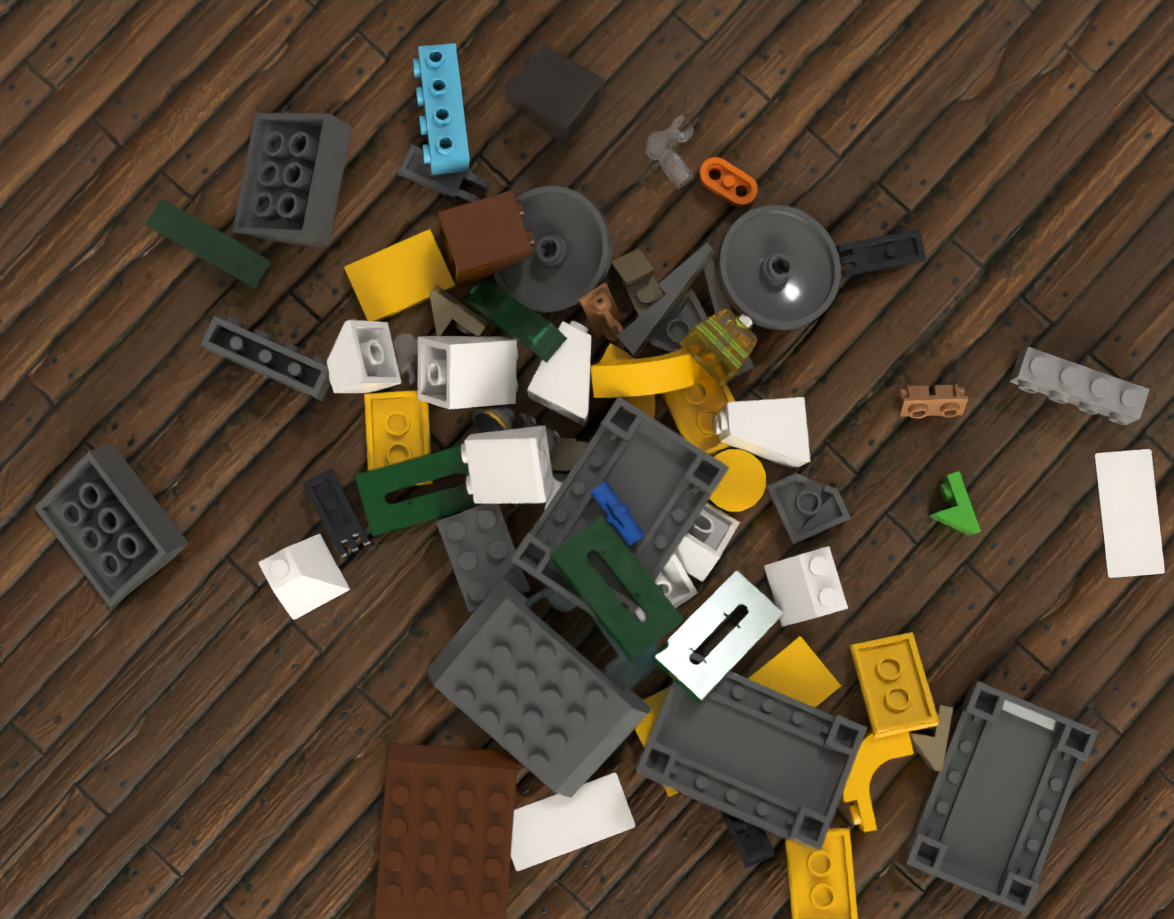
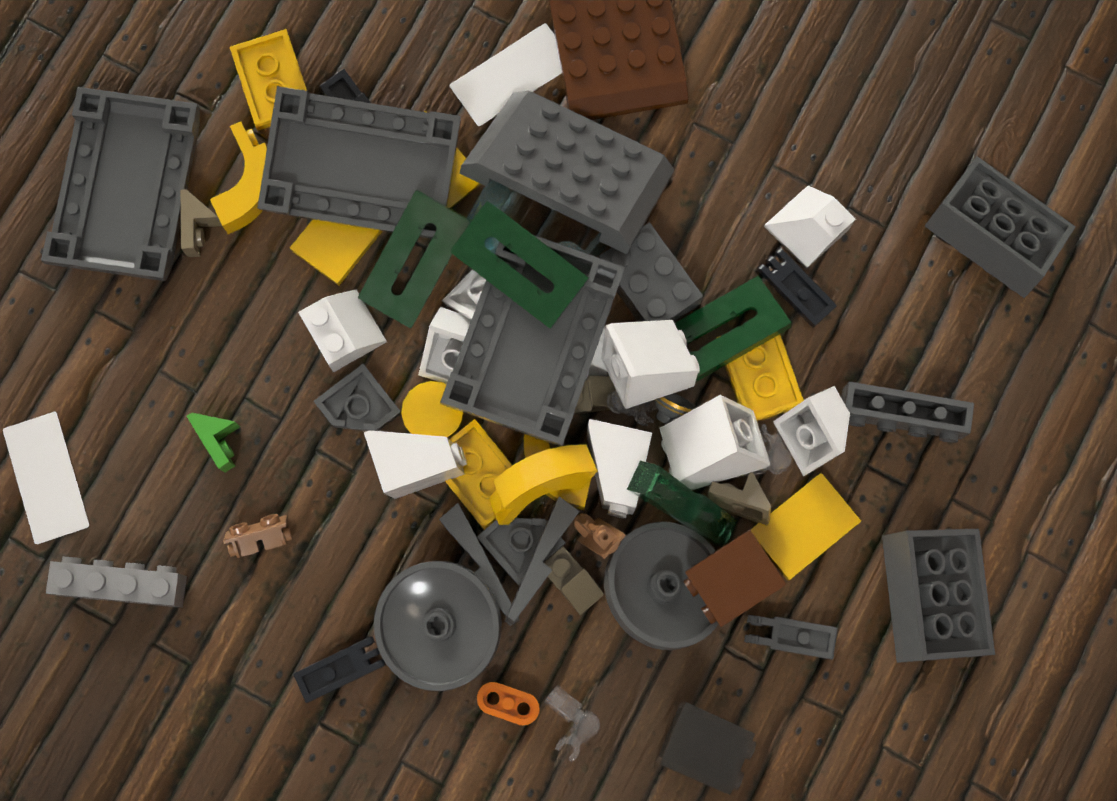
camera: 165 degrees right, 5 degrees down
(208, 244) = (997, 509): clear green slope -> none
(443, 109) = (812, 702): medium azure brick -> none
(617, 513) = (535, 333): blue pin -> none
(721, 344) = (474, 525): clear yellow torso -> none
(894, 685) = (240, 258): yellow tile -> none

